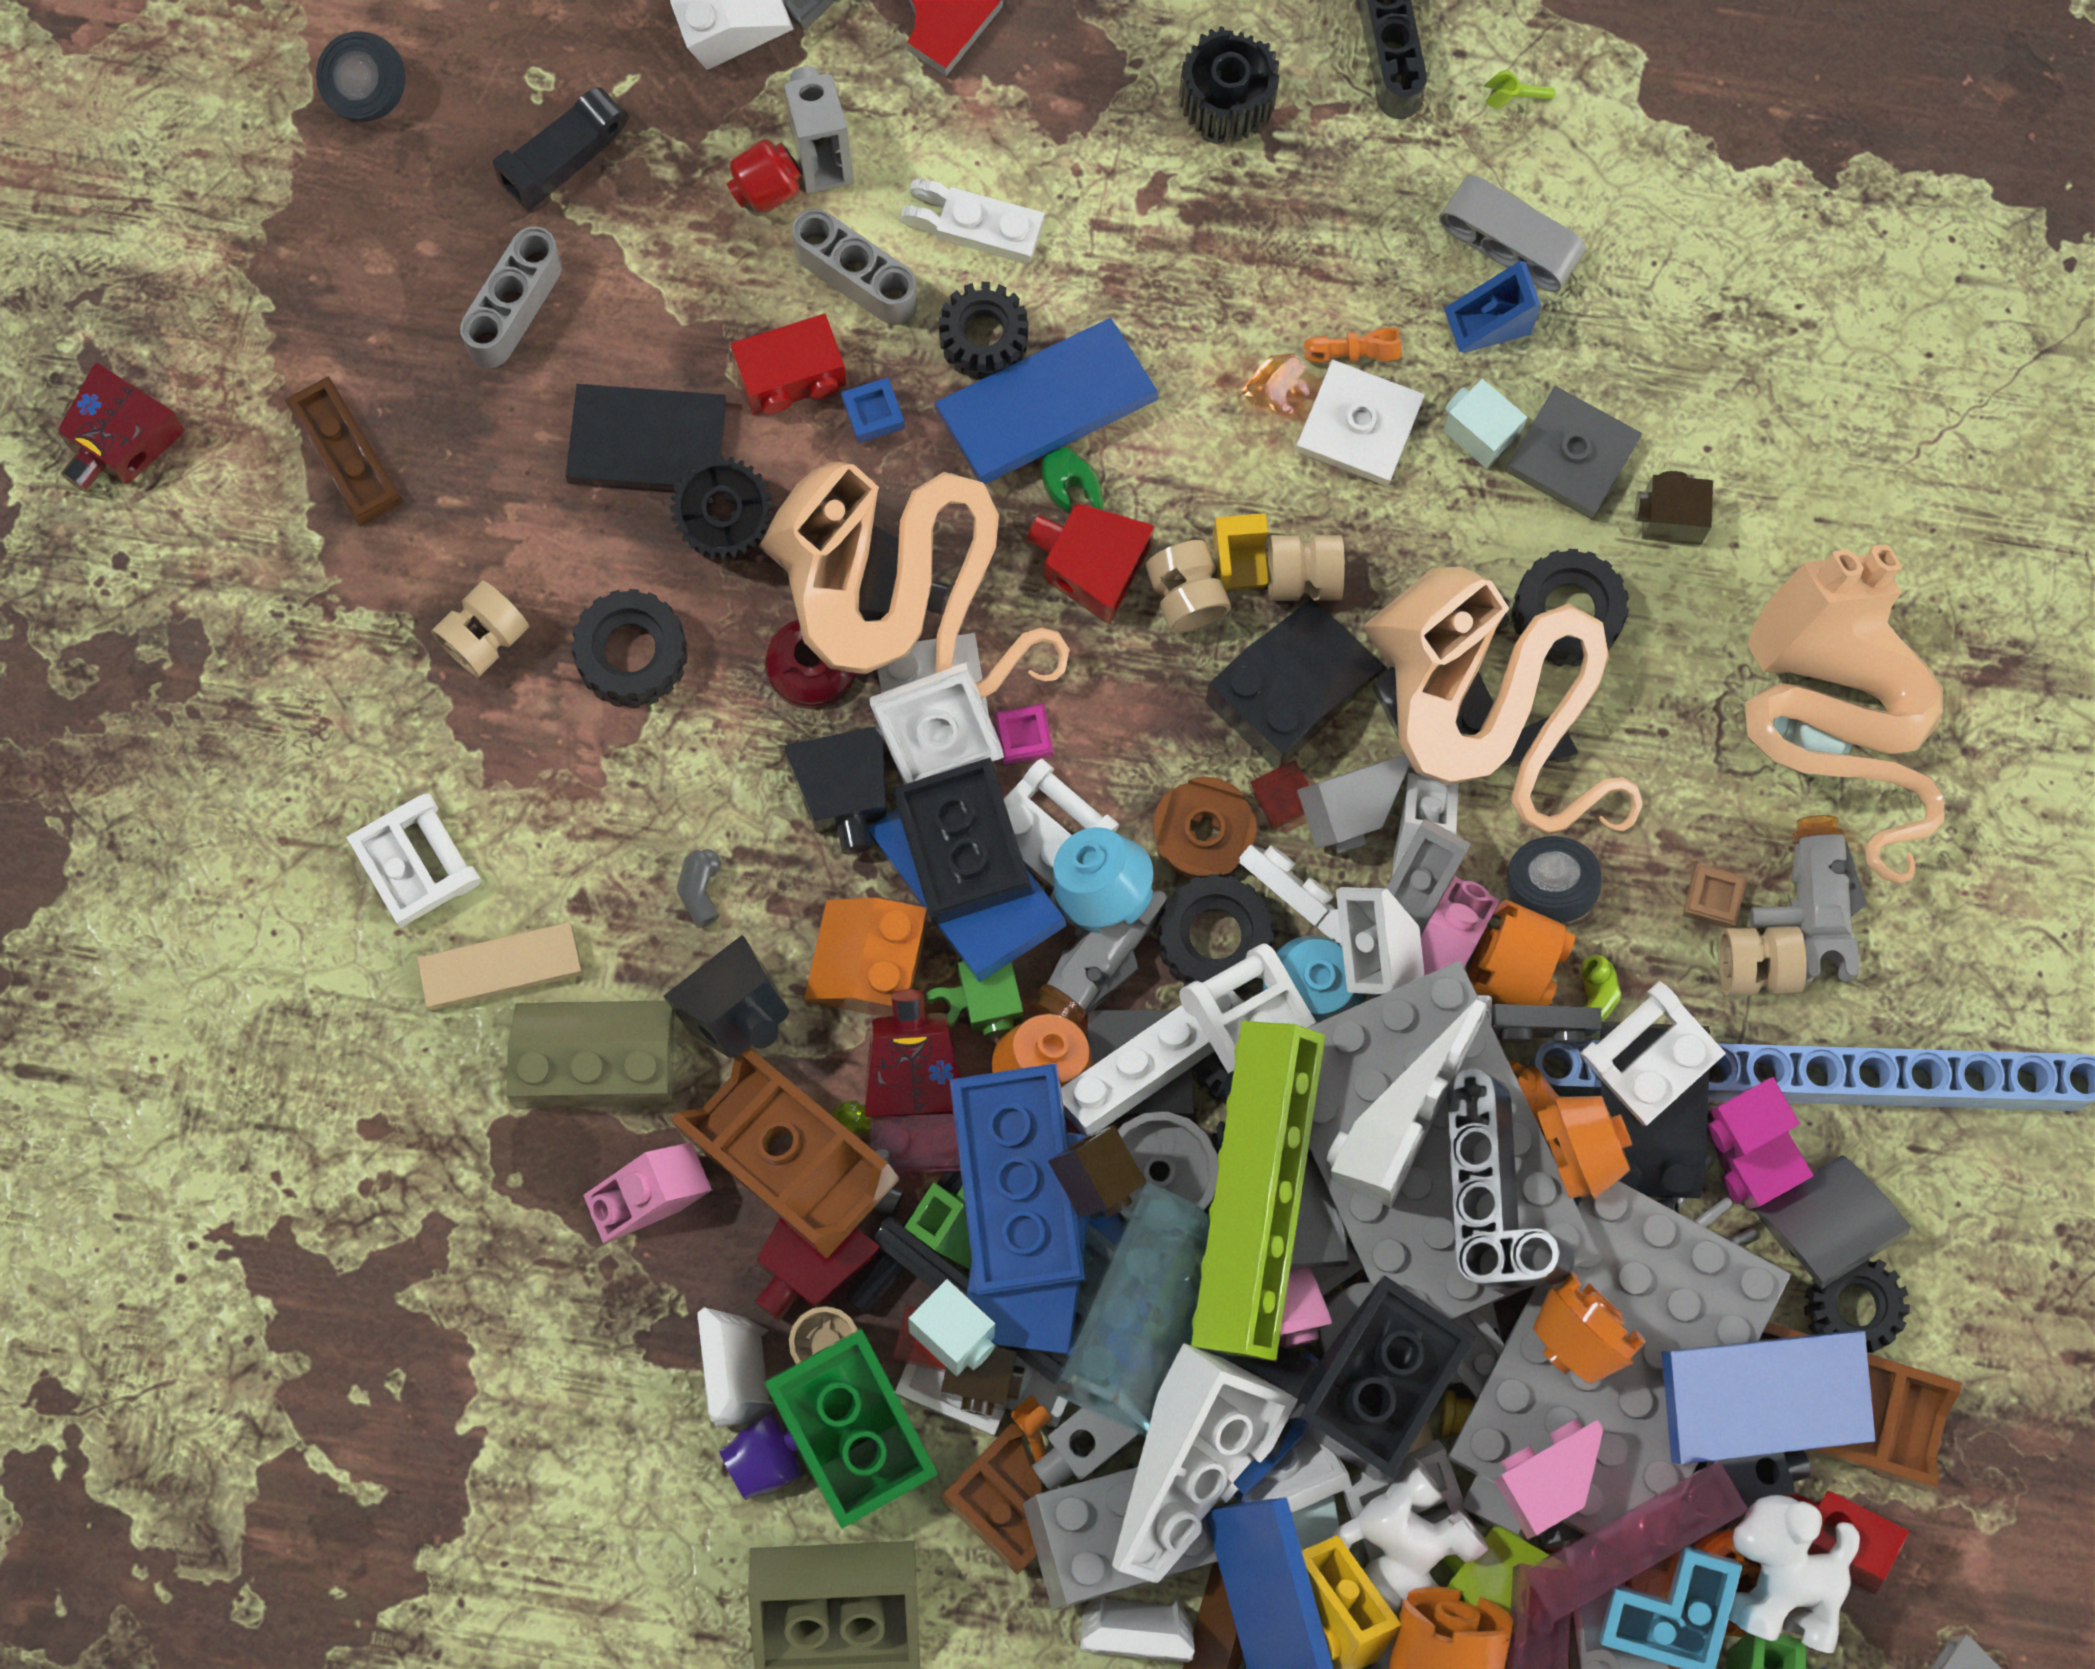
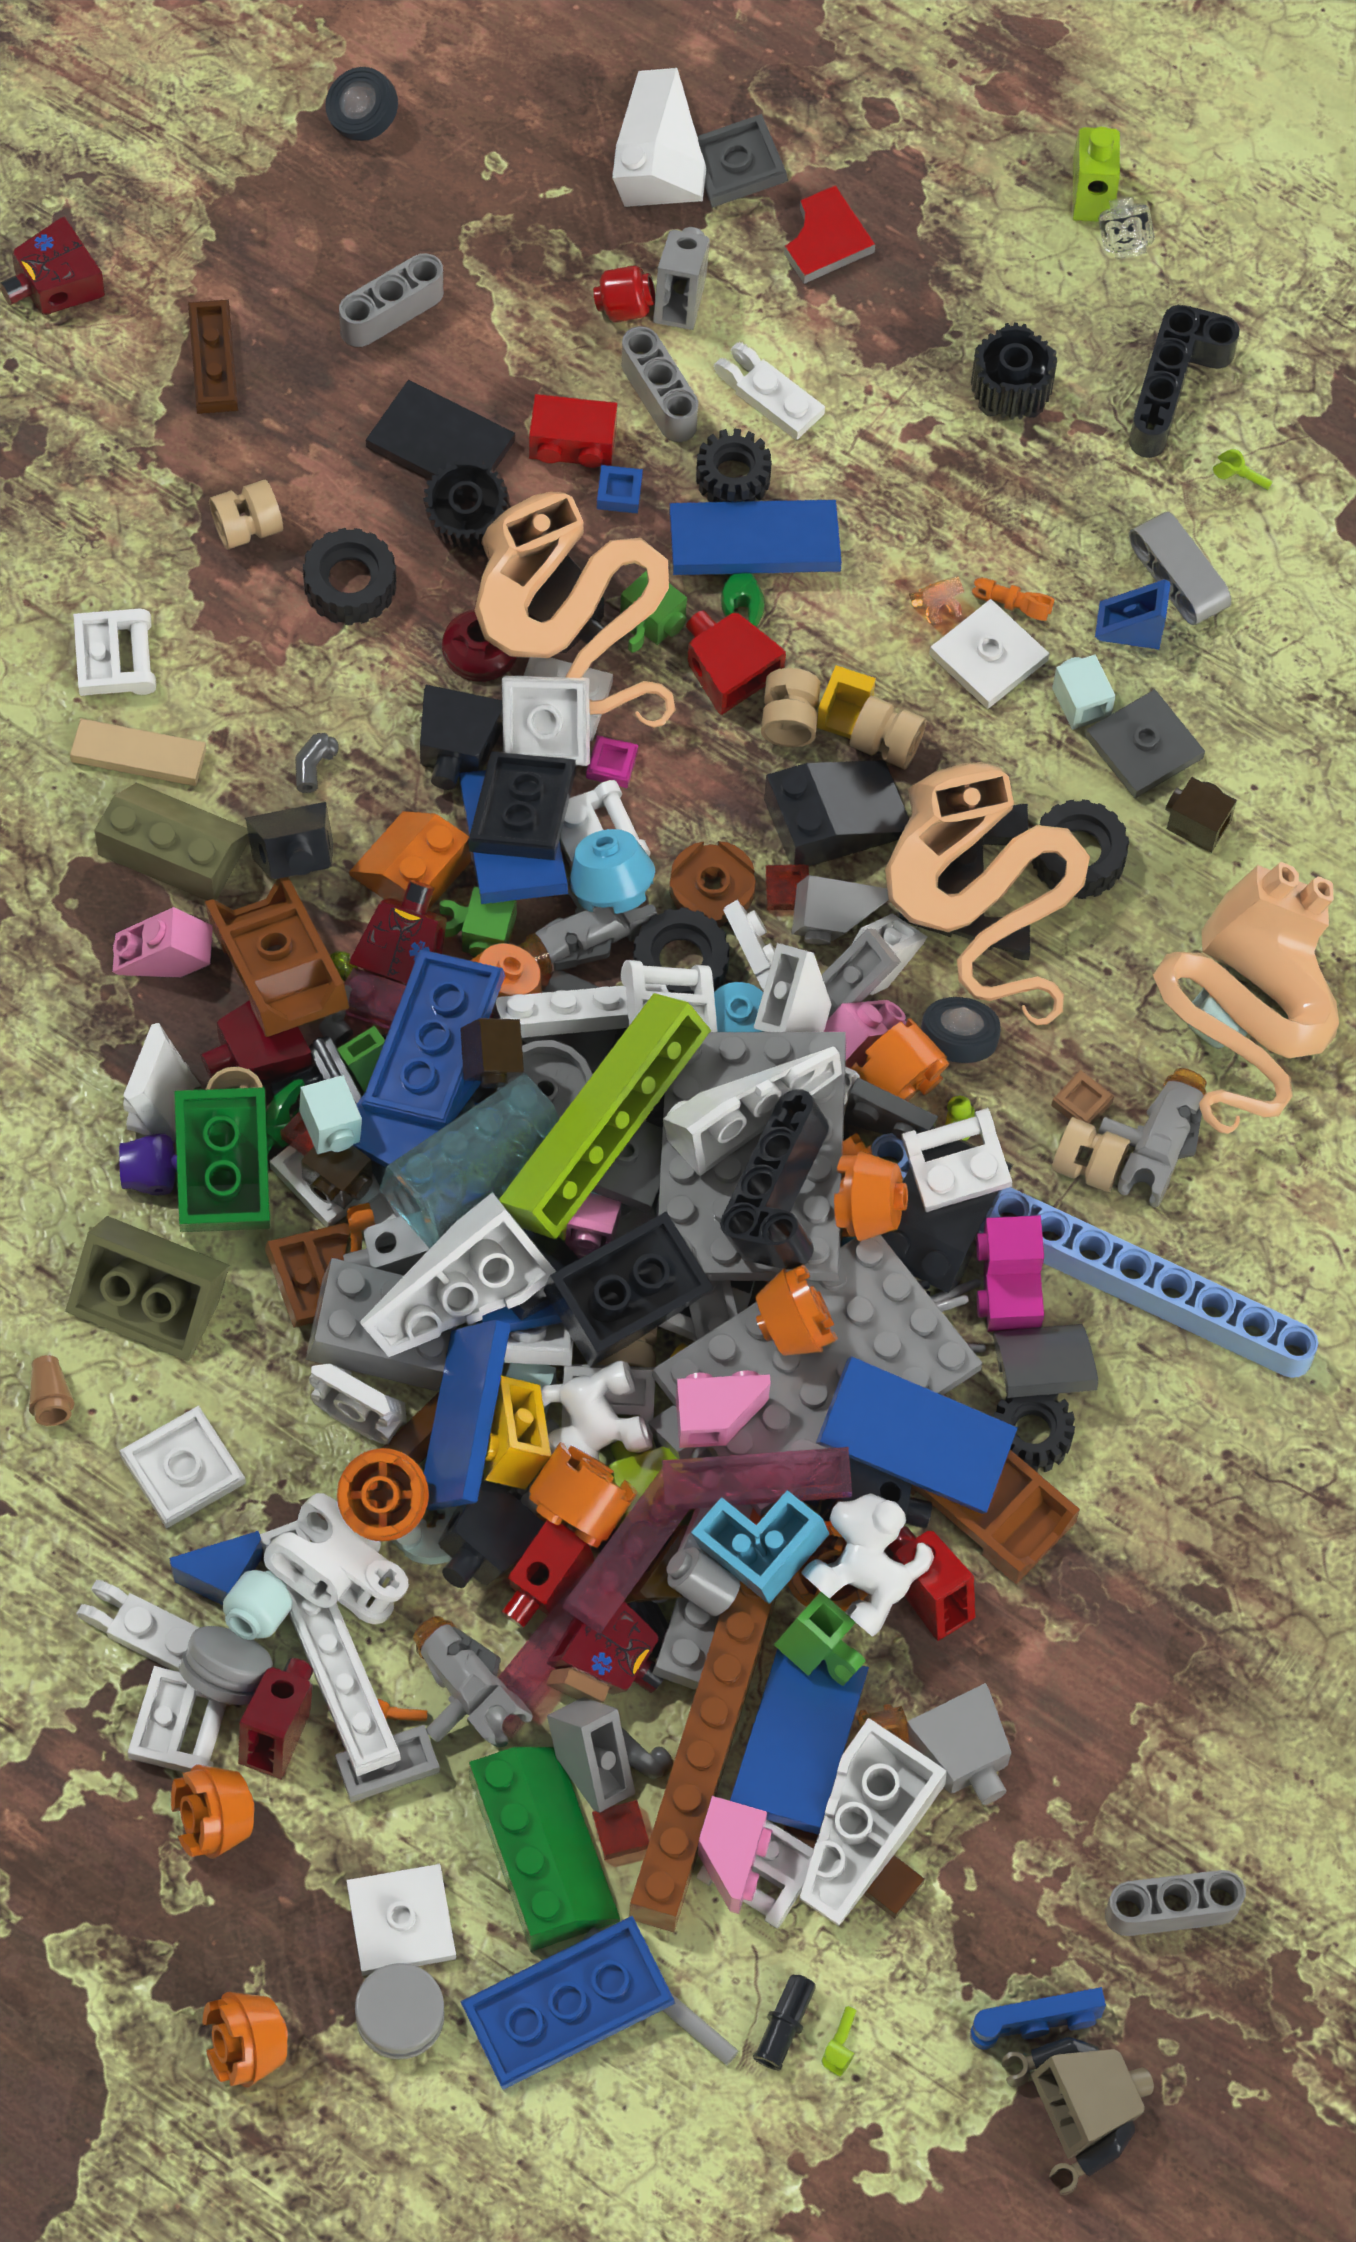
camera: 25 degrees right, 10 degrees down
(560, 148) = (484, 214): black leg -> none
(883, 1324) = (278, 1113): none -> green hand
(960, 536) = (665, 621): none -> bright green brick

